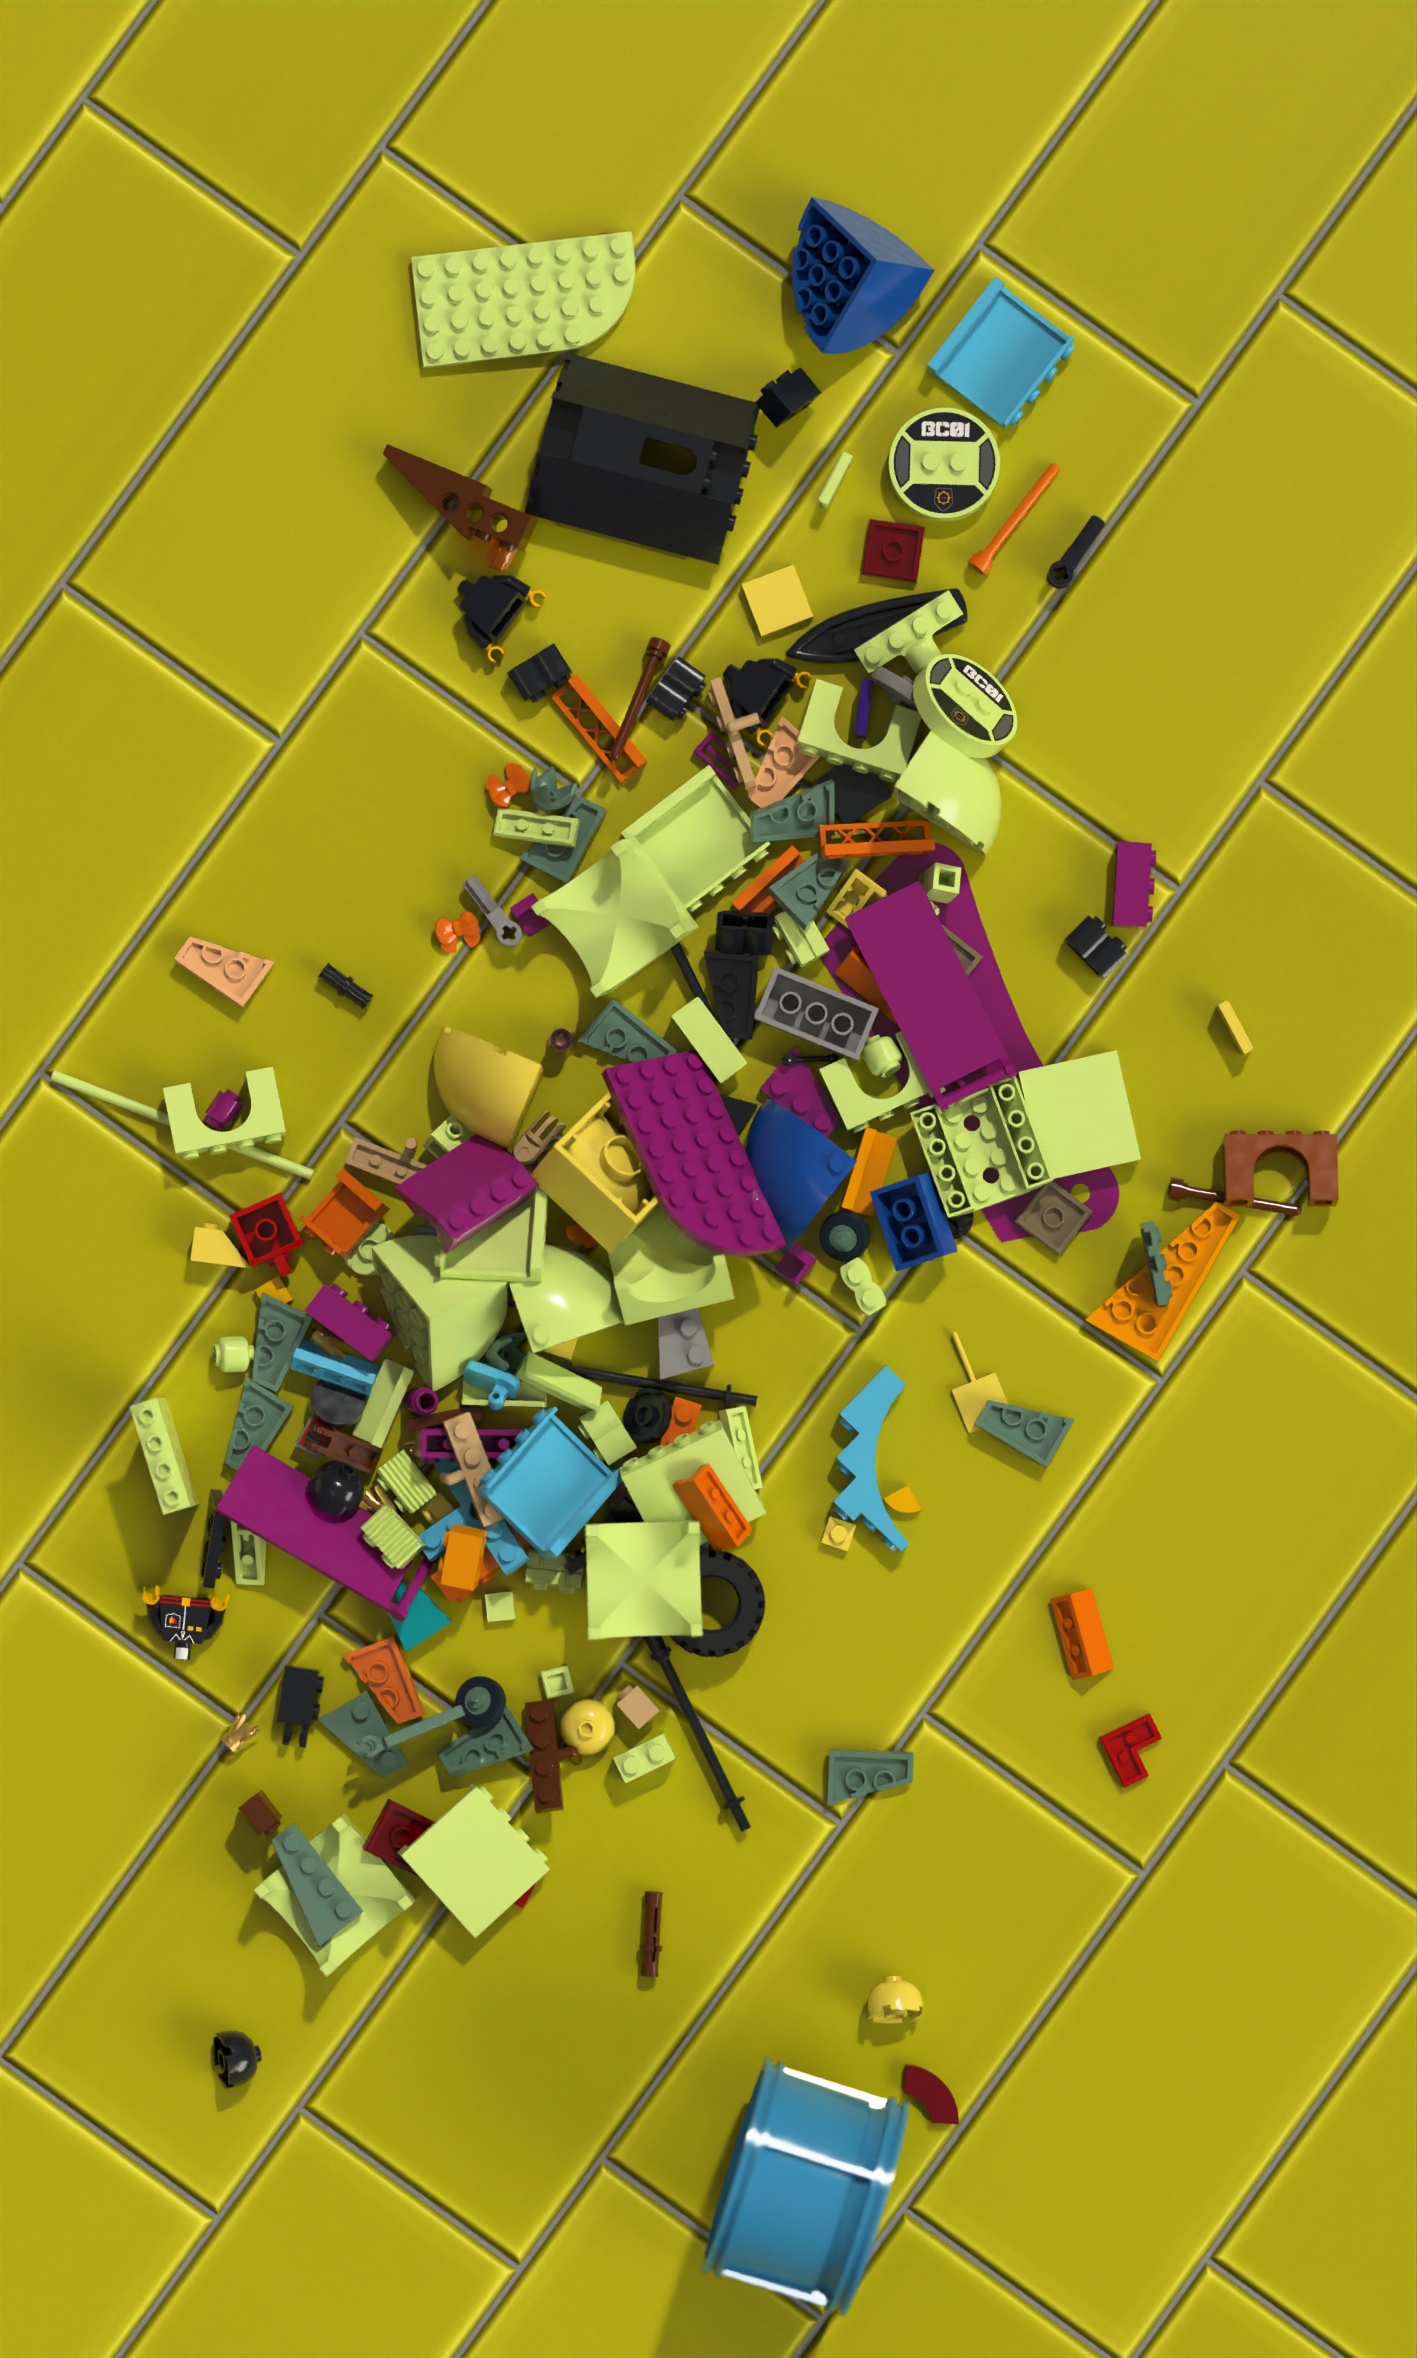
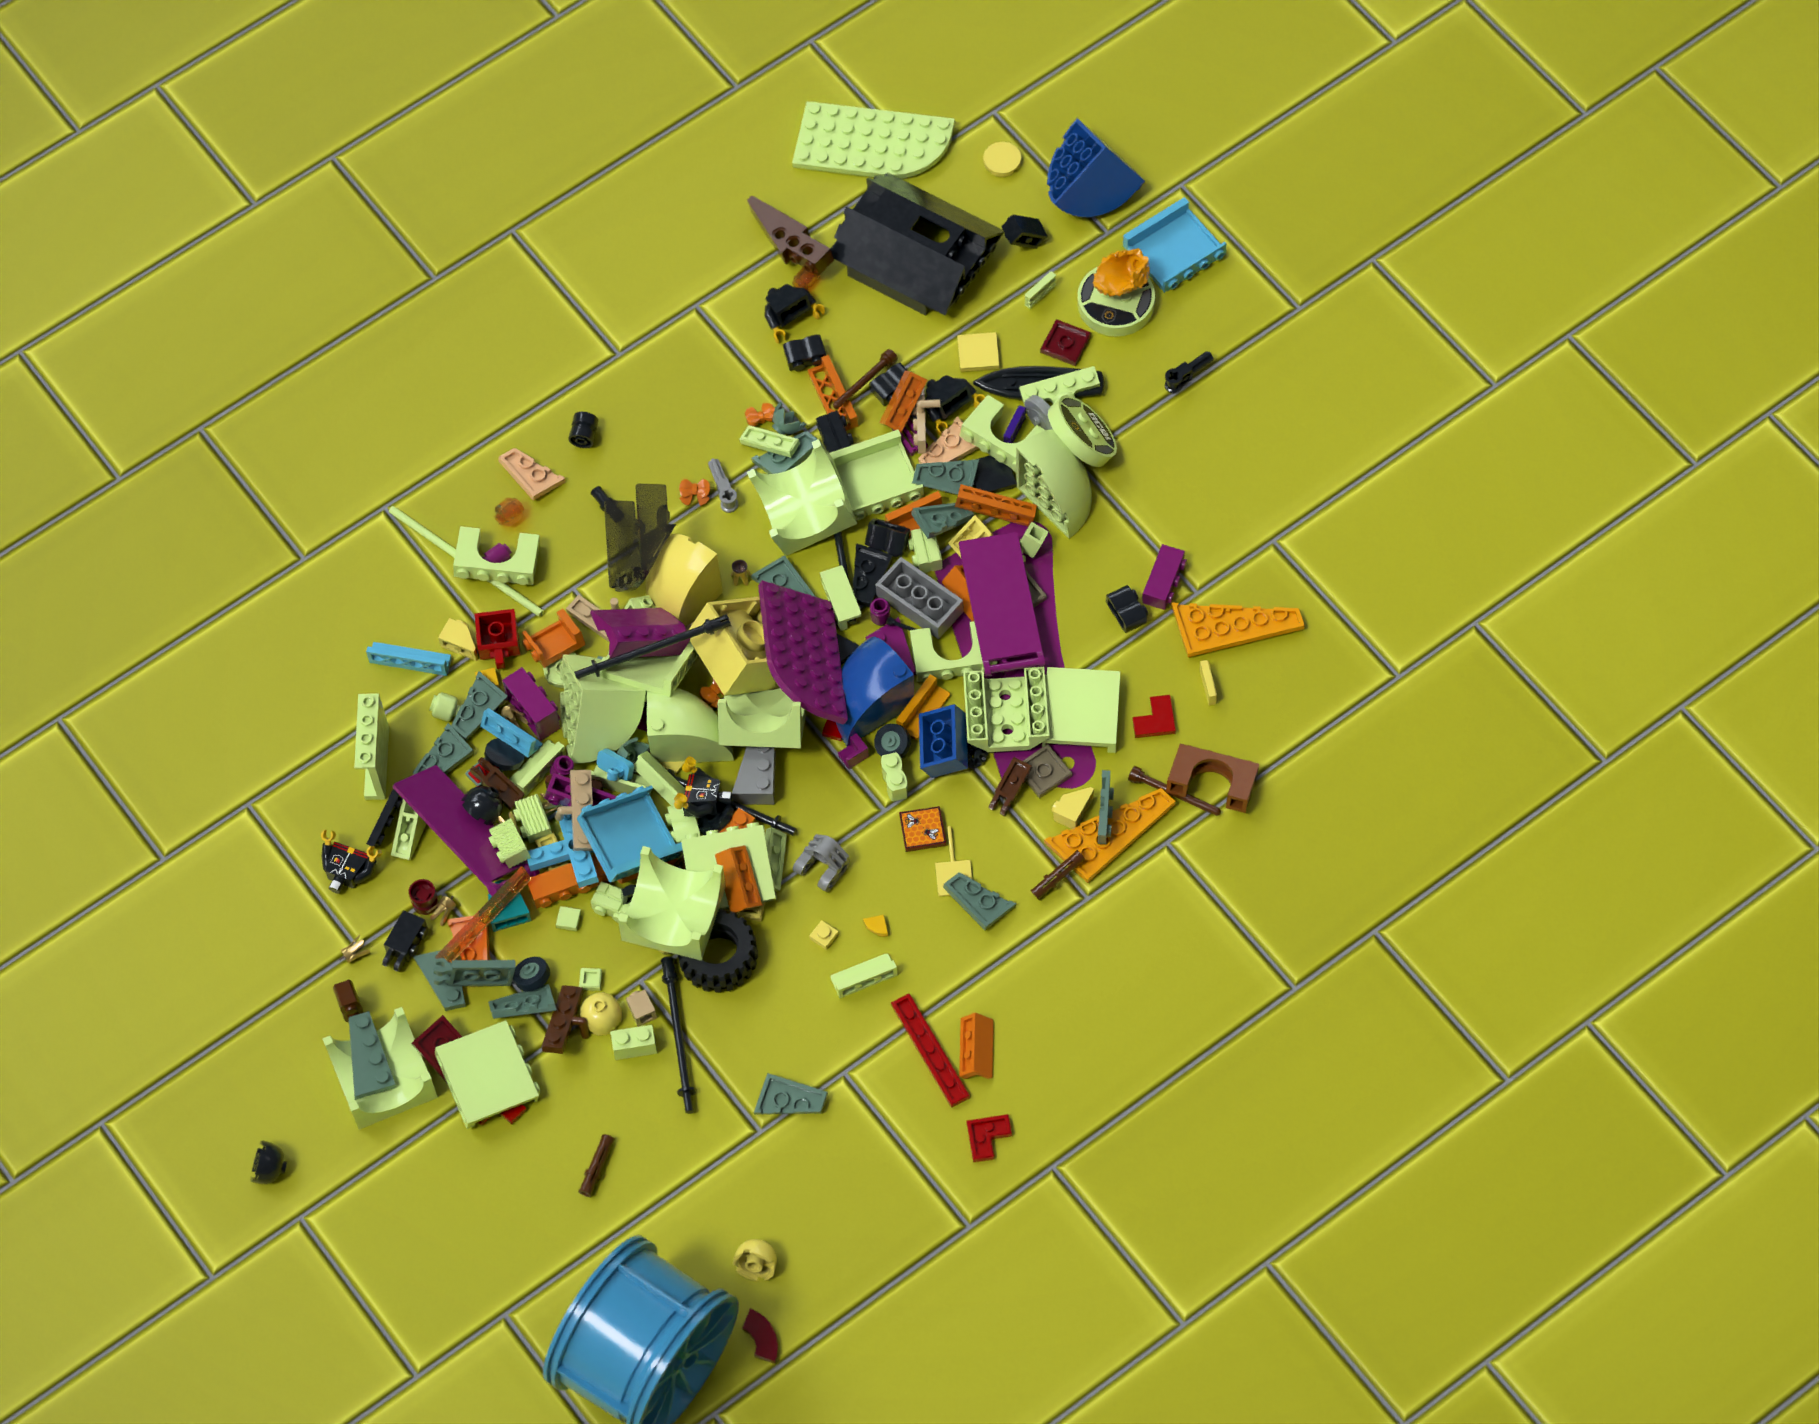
camera: 15 degrees right, 25 degrees down
(158, 1292) = (409, 658): none -> medium azure fence
(216, 1037) = (509, 511): none -> clear orange head
(275, 883) = (583, 429): none -> black wheel
(303, 1636) = (423, 896): none -> dark red wheel
(332, 1644) = (444, 904): none -> pearl gold piece
(396, 1652) = (485, 915): none -> clear orange tile
(412, 1048) = (635, 542): none -> clear smoke windscreen
(463, 1556) = (552, 864): light orange brick -> none
(527, 917) = (746, 493): magenta panel -> none
(569, 1185) = (708, 626): none -> black bar
(622, 793) = (833, 431): none -> black brick
(622, 1394) = (702, 792): none -> black torso
(702, 721) = (903, 401): none -> orange panel
(717, 275) = (1002, 159): none -> light yellow tile
(769, 1040) = (879, 611): none -> magenta brick
(810, 1428) = (828, 852): none -> light grey piece
(862, 1495) = (866, 862): medium azure arch -> none
(882, 1056) = (956, 637): yellowish green head -> none
(907, 1574) = (864, 975): none -> yellowish green panel
(920, 1346) = (922, 829): none -> tile
(948, 439) = (1122, 272): none -> light orange hair
(982, 561) = (1123, 361): orange piece -> none
(1019, 1252) = (1010, 784): none -> reddish brown hinge
(1023, 1652) = (930, 1050): none -> red tile
(1108, 1263) = (1072, 807): none -> light yellow slope
(1111, 1375) = (1039, 891): none -> reddish brown pin
(1187, 1097) = (1157, 724): none -> red tile
(1228, 936) = (1225, 626): none -> light orange wing

